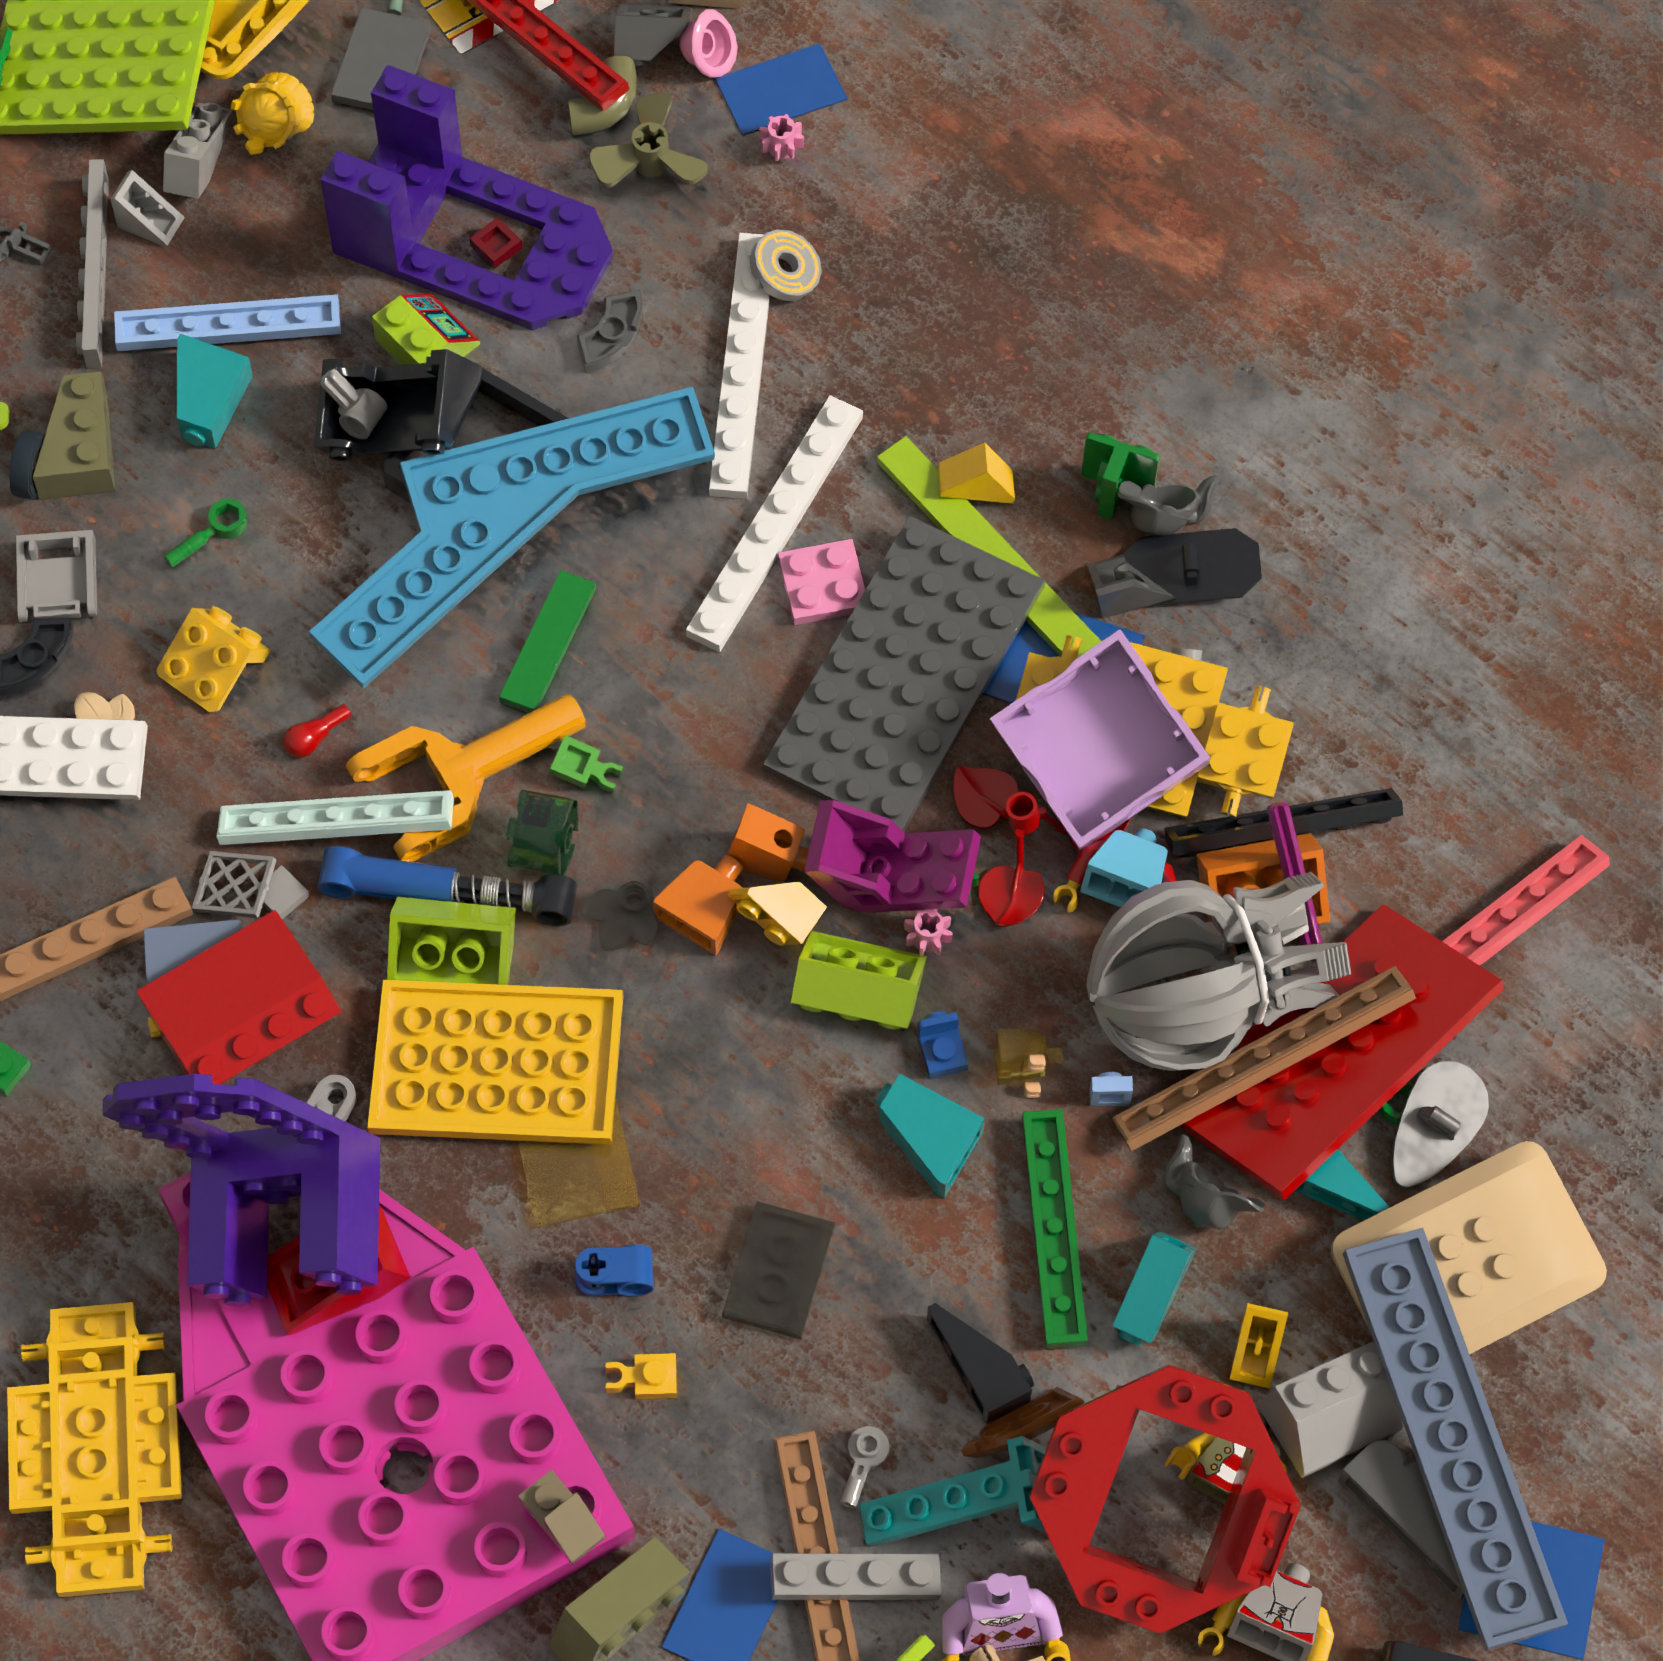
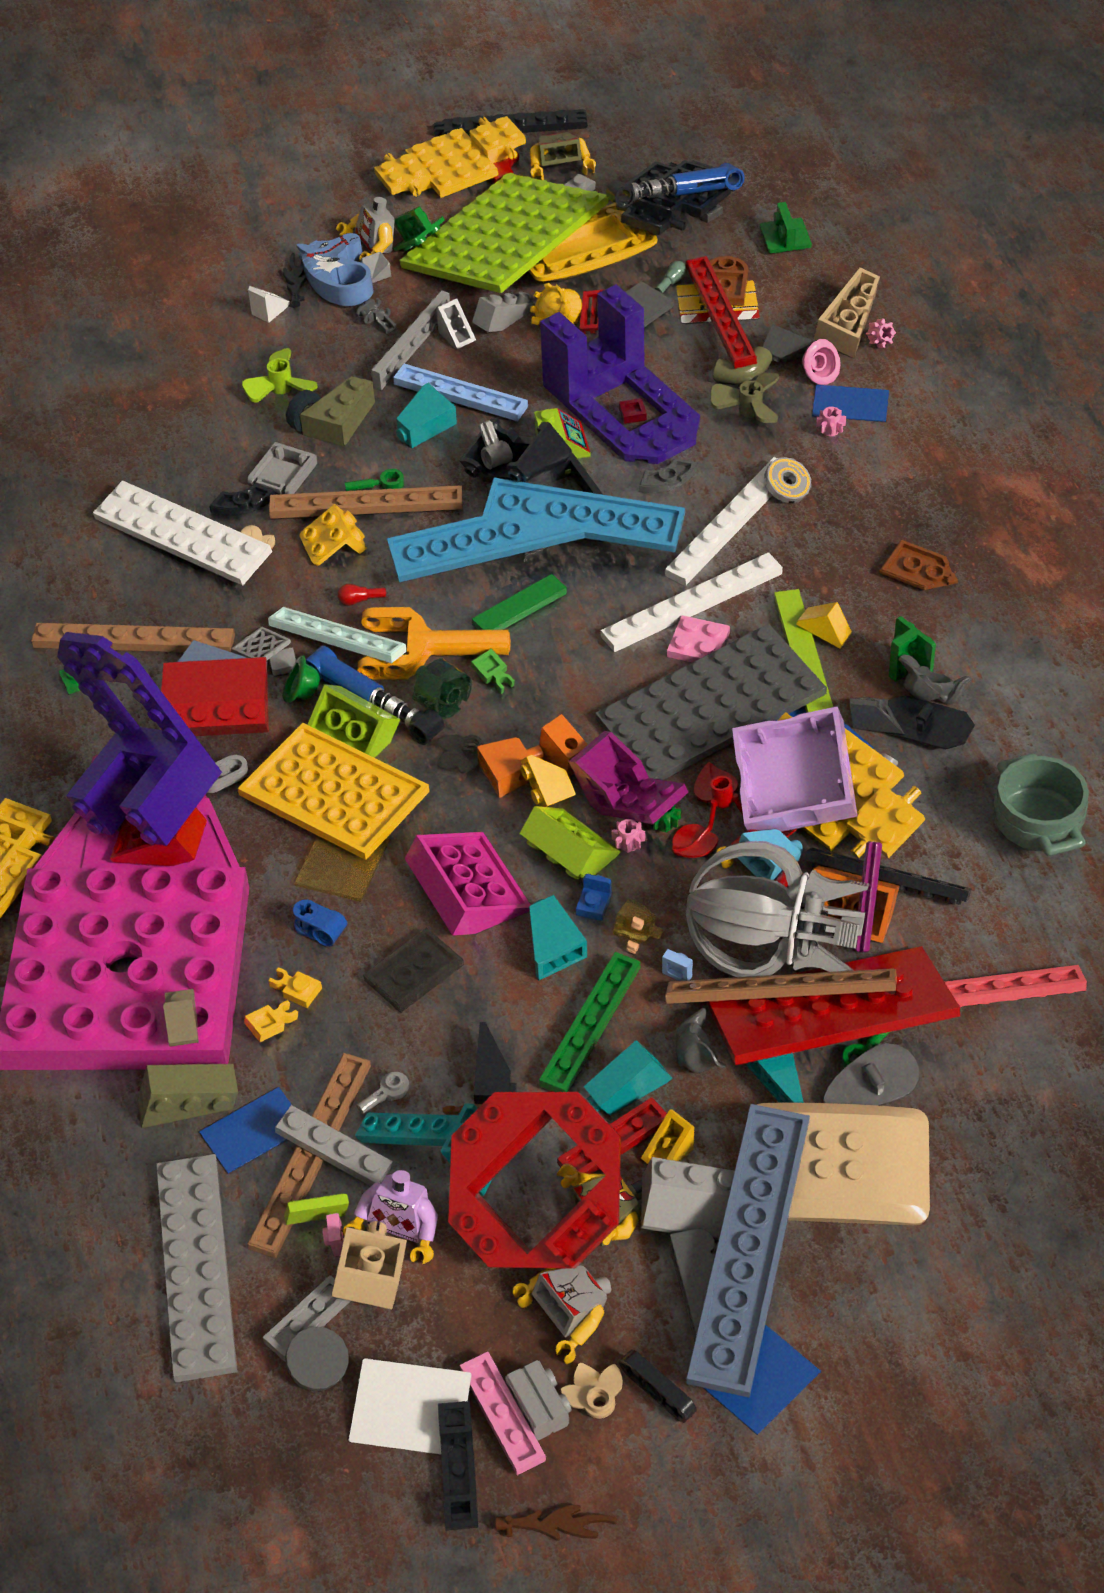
camera: 35 degrees right, 15 degrees down
(218, 575) = (367, 501): none -> medium nougat plate
(334, 918) = (301, 682): none -> green hat
(343, 122) = (584, 311): none -> red tile
(648, 1448) = (269, 1022): none -> yellow plate
(765, 1107) = (466, 881): none -> dark pink slope
(1037, 324) = (918, 567): none -> dark orange tile
(1196, 1353) = (632, 1128): none -> red plate
(1418, 629) = (1041, 804): none -> sand green piece

